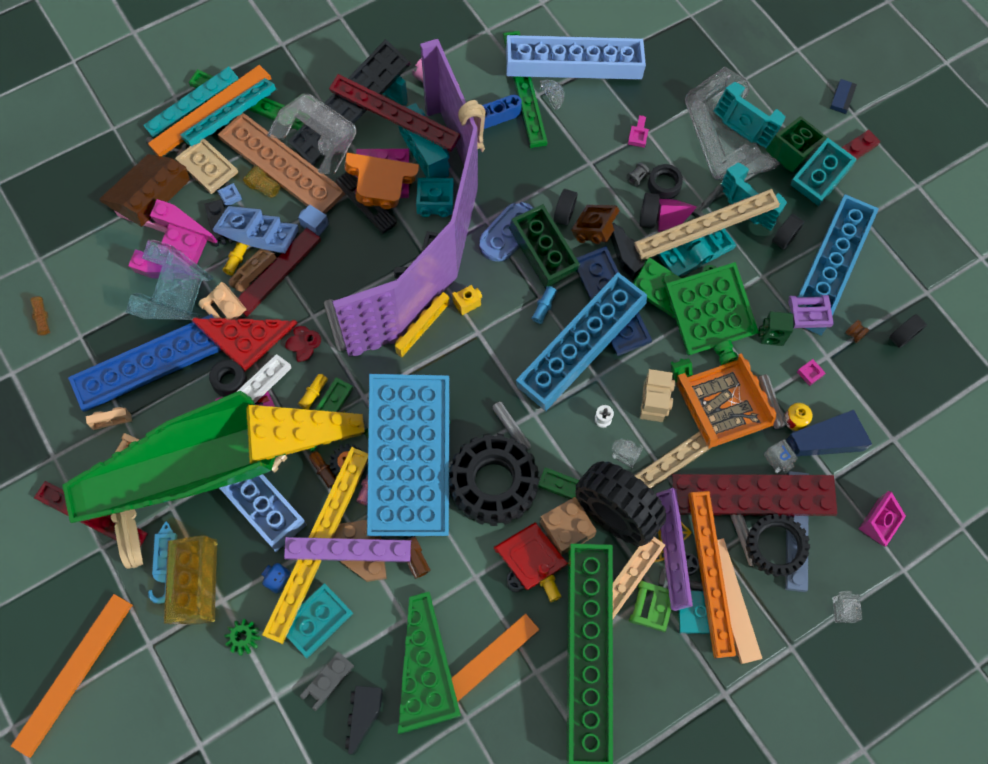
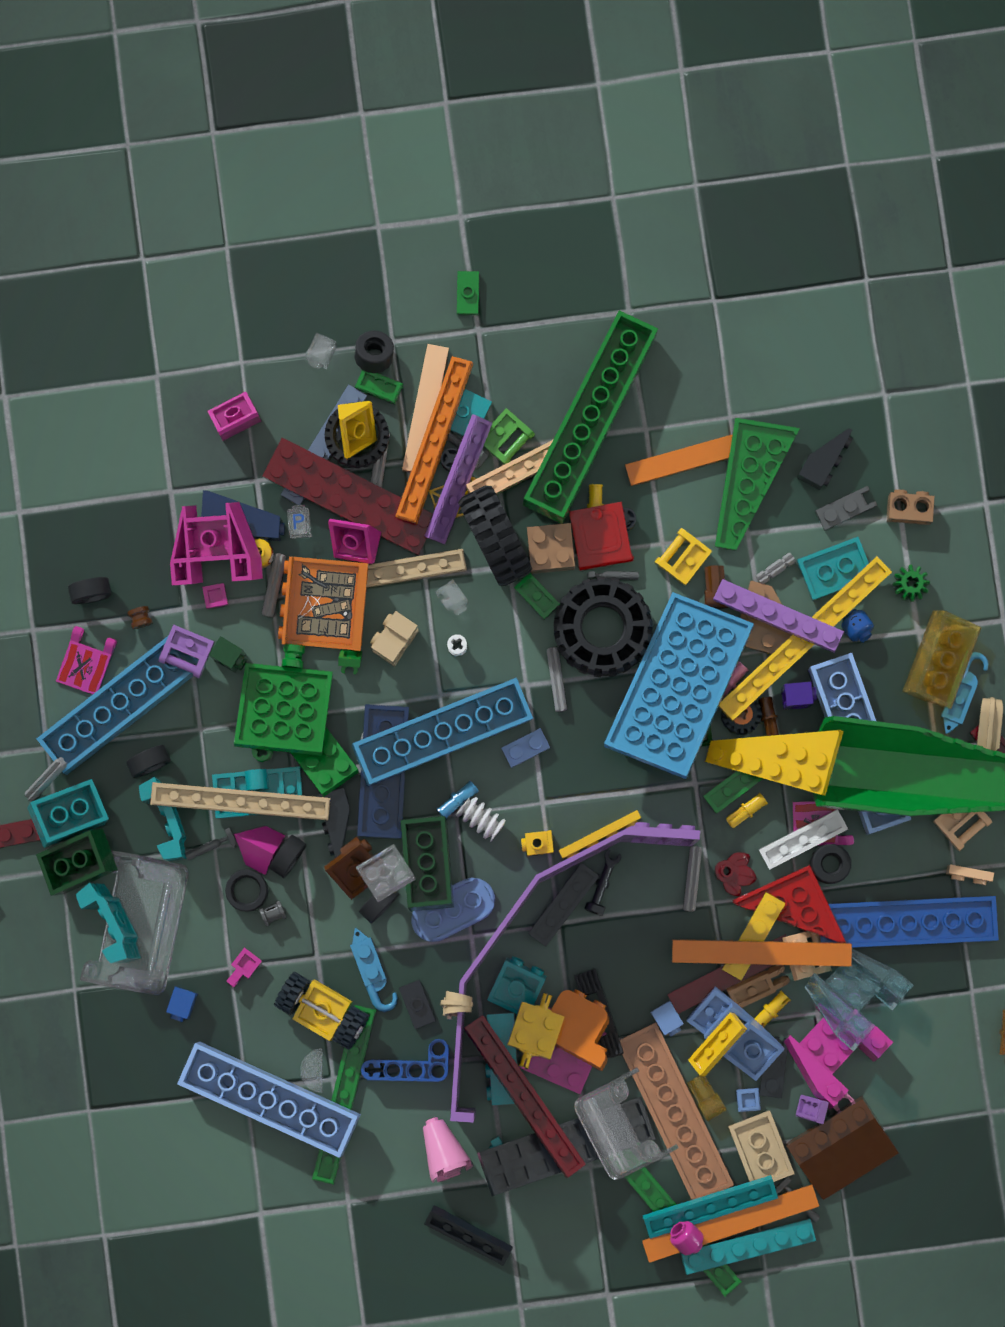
camera: 150 degrees left, 15 degrees up
(176, 198) = (812, 1109): none -> medium lavender plate
(237, 82) = (686, 1238): none -> dark pink head
(255, 285) = (761, 952): none -> orange tile
(265, 212) = (717, 1044): none -> yellow plate
(266, 700) = (910, 514): none -> medium nougat brick
(268, 299) = (757, 929): none -> yellow plate
(304, 493) = (798, 695): none -> dark purple brick
(368, 598) = (775, 568): none -> light grey axle
(401, 38) = (468, 1235): none -> black plate
(406, 159) = (535, 1030): none -> yellow plate
(446, 568) = (688, 562): none -> yellow plate
(502, 160) = (417, 1004): none -> black plate
(504, 529) = (614, 574): none -> dark grey piece
(510, 365) = (525, 748): none -> medium blue plate
(519, 297) = (481, 818): none -> white piece
(548, 169) = (371, 970): none -> dark azure plate
(569, 122) = (321, 1010): none -> plate
(571, 218) = (385, 873): none -> clear plate
(668, 95) = (181, 1004): none -> blue brick
(730, 460) = (354, 541): none -> dark pink slope
(753, 724) = (467, 292): none -> green plate
(782, 601) = (379, 386): none -> green plate
(784, 545) = (356, 426): none -> yellow slope
(815, 633) = (374, 340): none -> black tyre
(839, 404) = (211, 540): none -> dark pink wedge
(853, 188) = (46, 779): none -> light grey axle
(875, 282) = (83, 665): none -> flag

